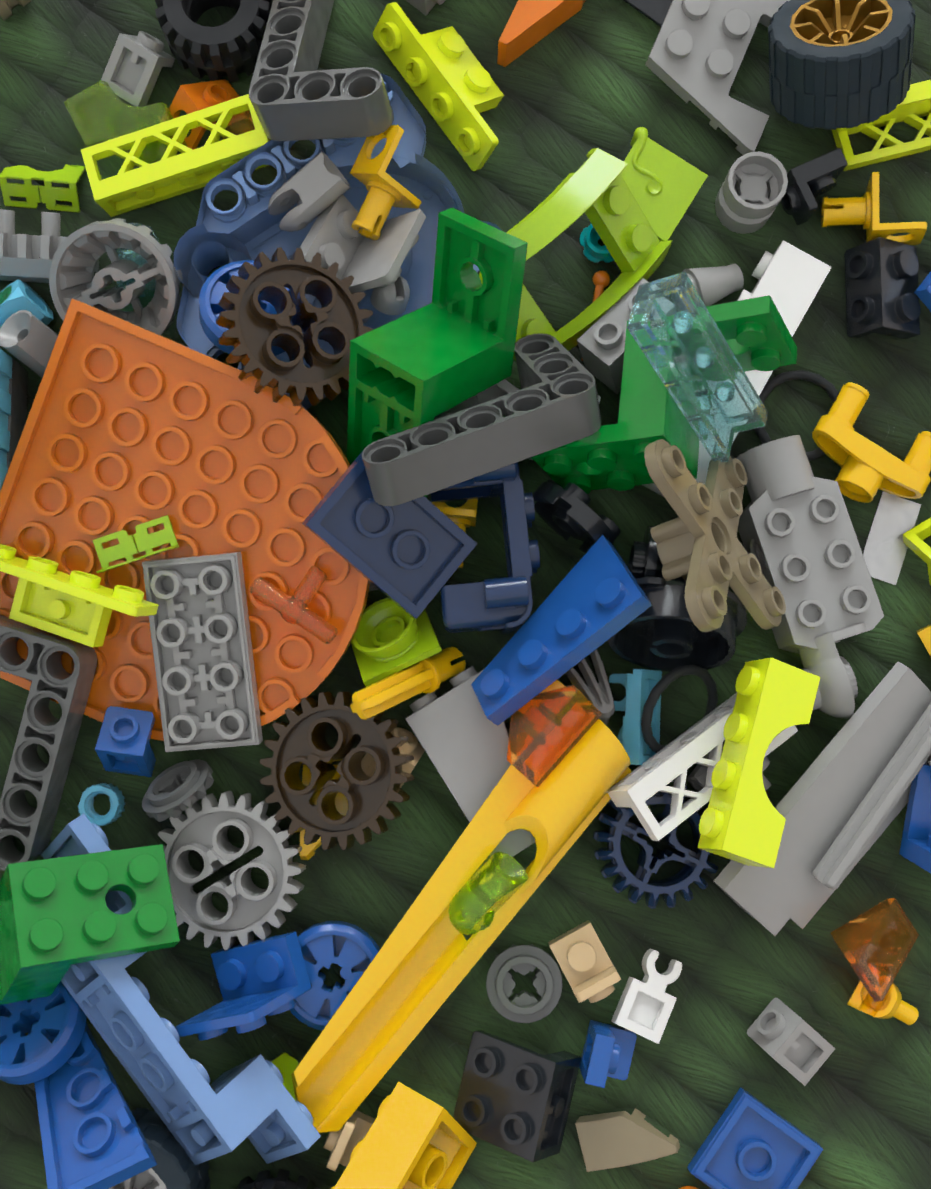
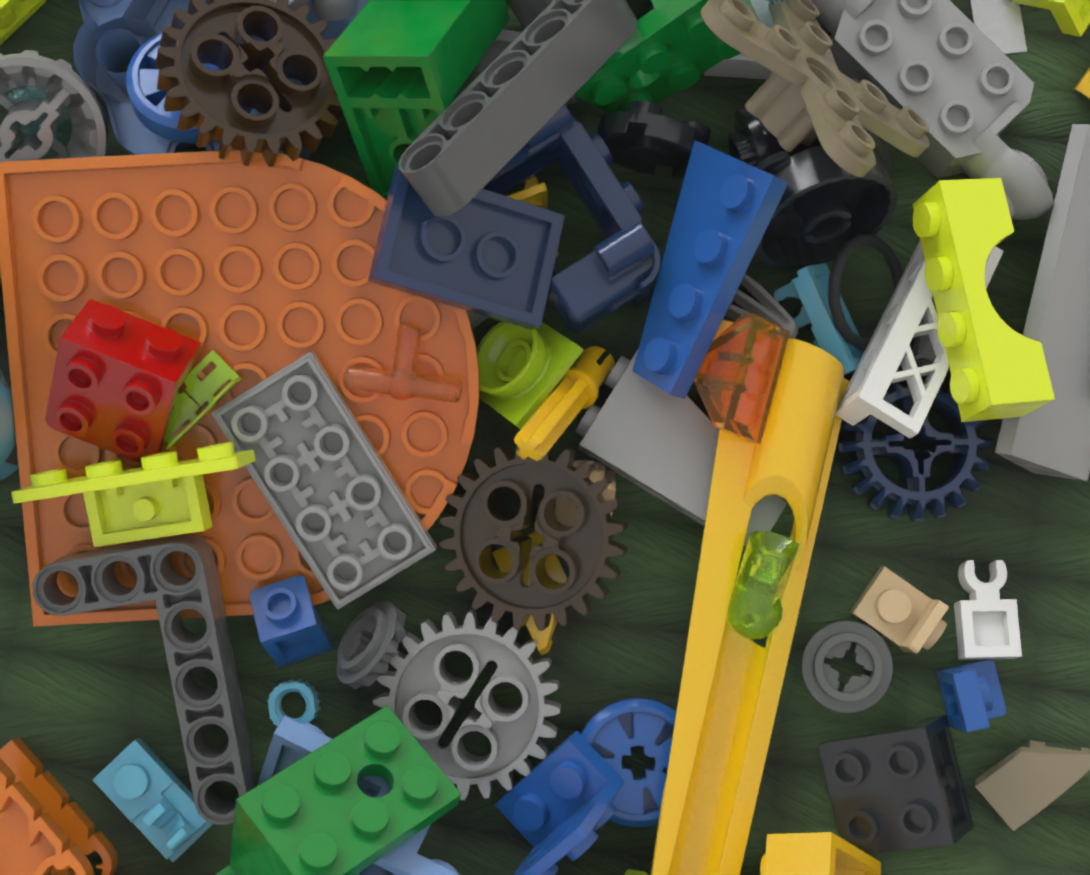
camera: 25 degrees left, 0 degrees up
(86, 503) = (118, 380): none -> red bracket

